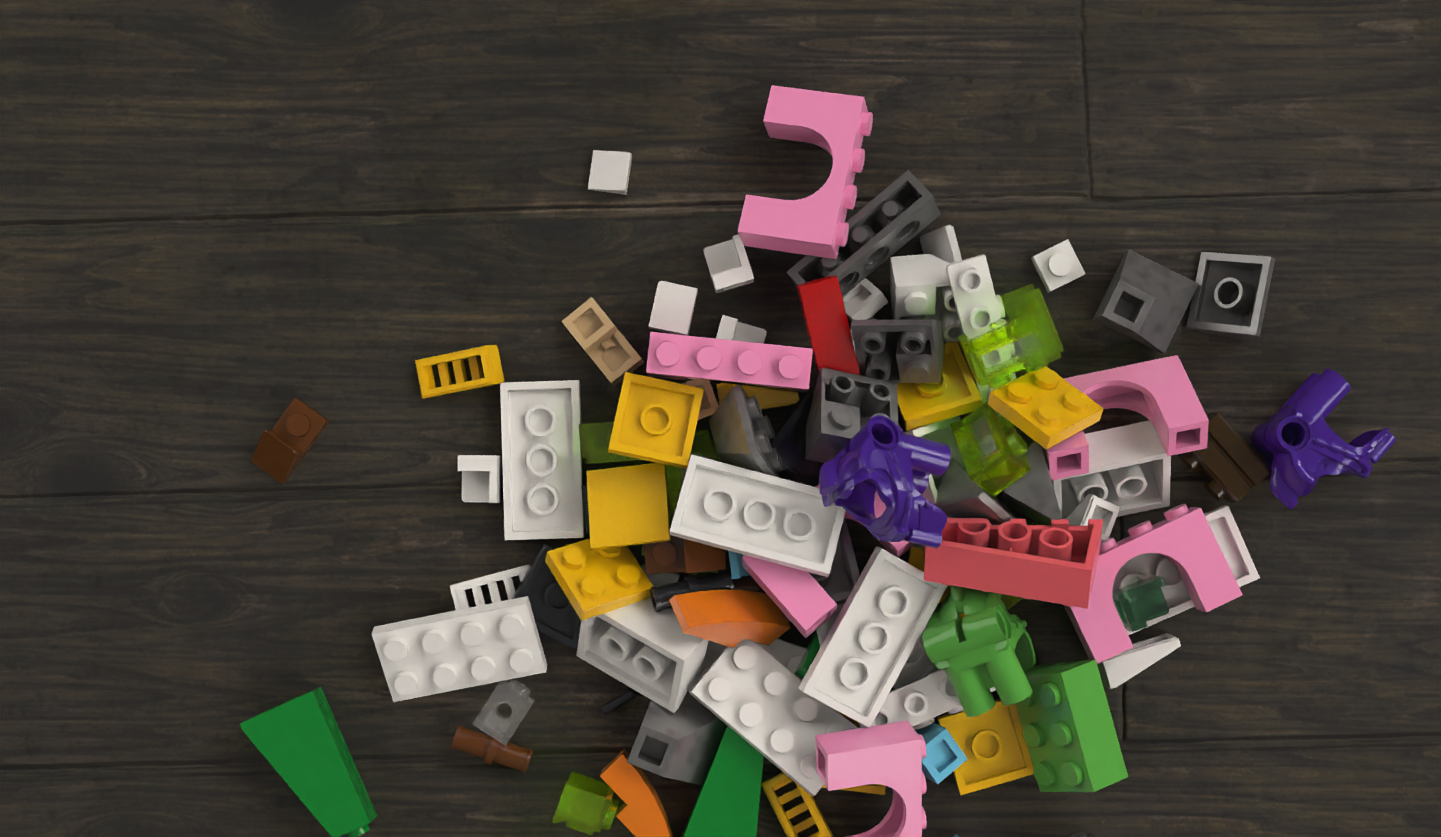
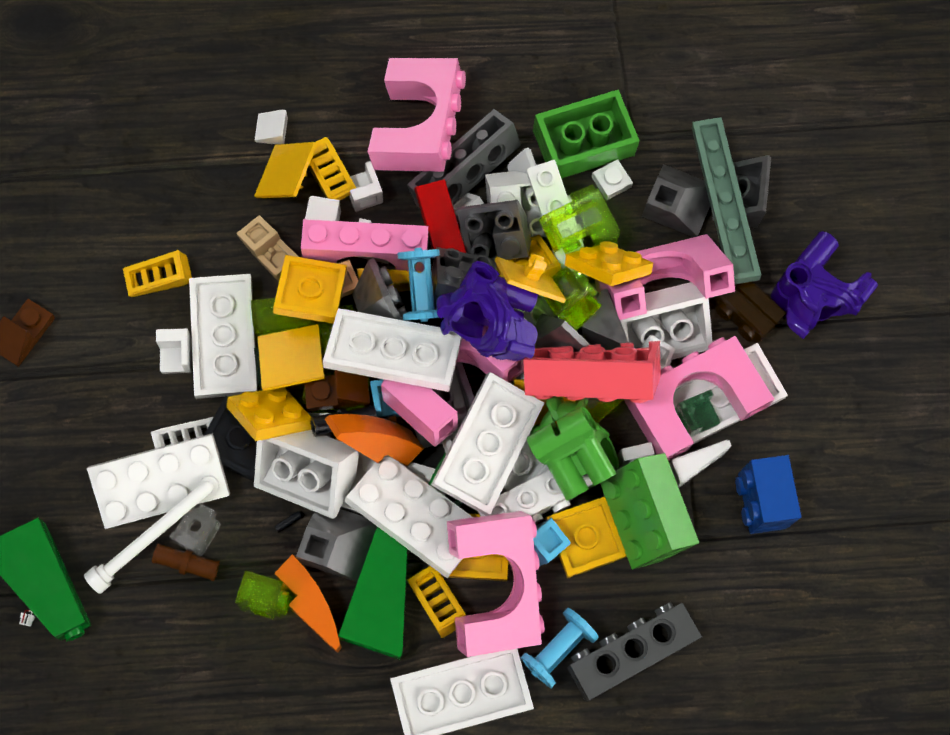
camera: 10 degrees left, 15 degrees down
(298, 805) = (26, 619): none -> white piece
(387, 762) = (100, 577): none -> white piece
(628, 239) = (285, 170): none -> yellow piece
(670, 210) = (322, 155): none -> yellow slope
(800, 460) = (420, 284): none -> medium azure hose
(941, 429) = (531, 277): none -> yellow piece
(1028, 207) = (586, 134): none -> bright green brick
(1057, 647) = (631, 453): none -> white plate
(1207, 311) = (726, 199): none -> sand green plate
(1221, 712) = (768, 494): none -> blue brick

